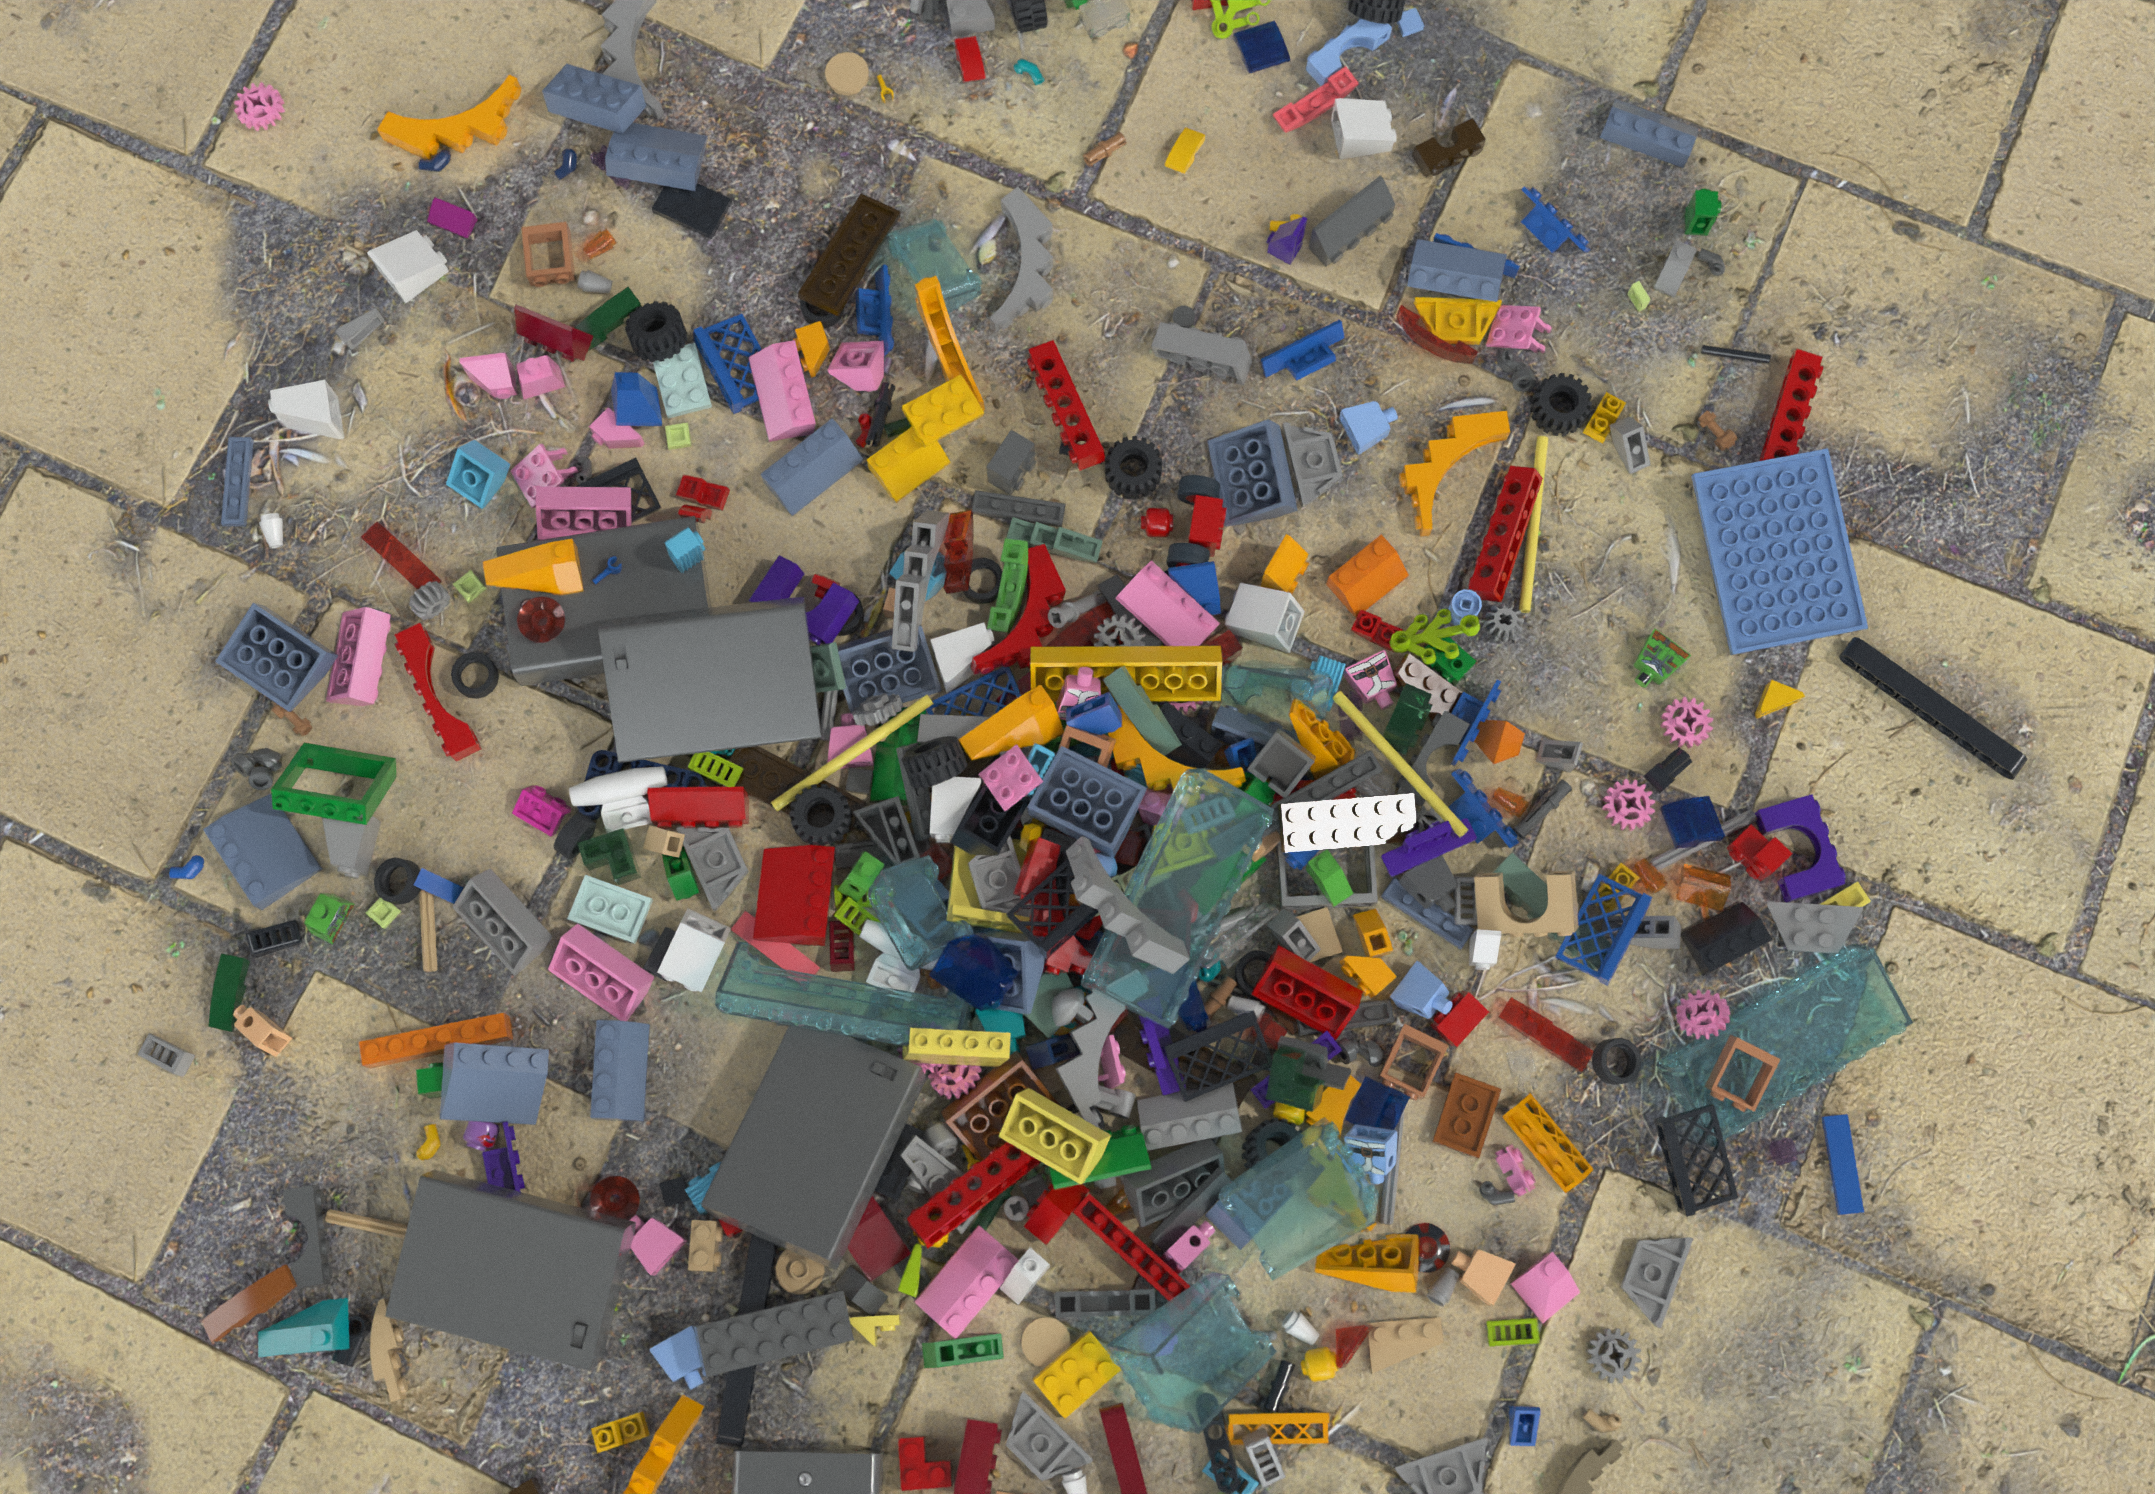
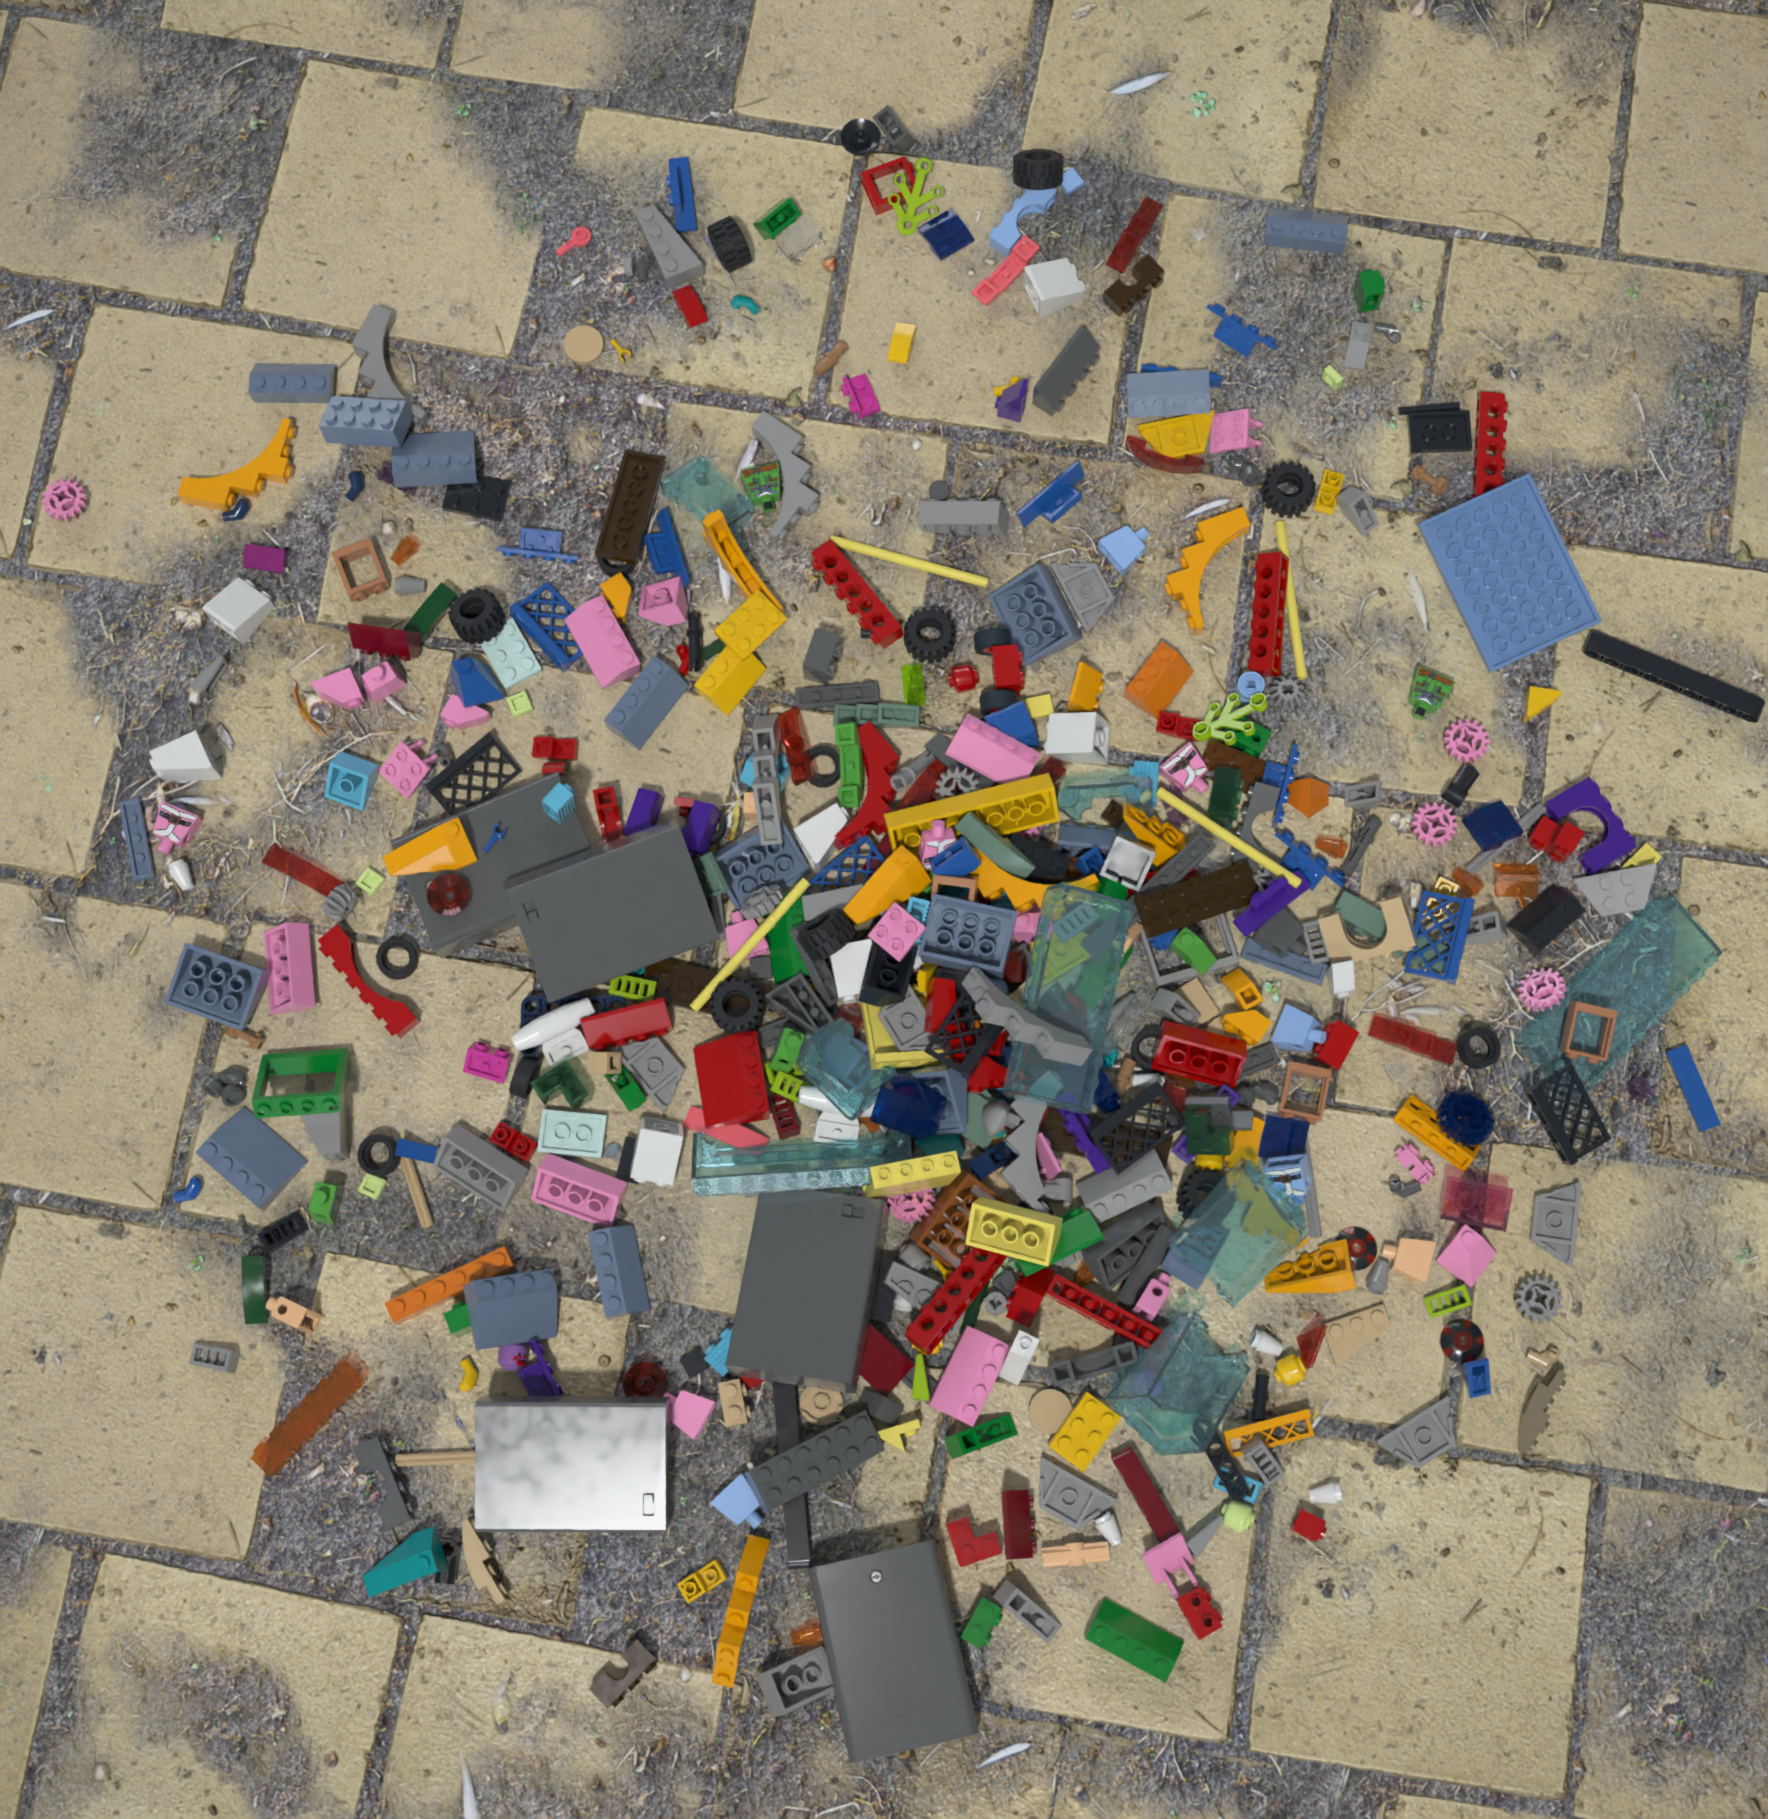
camera: 10 degrees left, 0 degrees up
(246, 1146) = (308, 1418): none -> clear orange brick
(249, 1302) = (349, 1551): dark orange slope -> none
(279, 478) = (174, 827): none -> bright pink torso
(529, 41) = (292, 383): none -> sand blue slope
(545, 902) = (513, 1142): none -> red slope
(581, 510) = (454, 790): bright pink slope -> none
(740, 574) = (608, 814): none -> red arch
(745, 271) = (540, 543): none -> blue bracket
(997, 266) = (763, 485): none -> torso
(1102, 517) = (913, 685): none -> clear neon green slope
(1127, 196) = (860, 395): none -> dark pink bracket
(1133, 384) = (910, 561): none -> light yellow piece
(1230, 572) = (1039, 706): none -> light yellow slope
(1281, 707) = (1113, 814): none -> dark brown tile
(1463, 95) = (1134, 235): none -> clear red slope
(1466, 1115) = (1362, 1126): dark orange plate -> none
(1504, 1380) = (1451, 1343): none -> dish
(1570, 1232) = (1475, 1203): none -> clear pink slope
(1579, 1120) = (1455, 1109): none -> clear blue gear
(1741, 381) = (1439, 431): none -> black plate

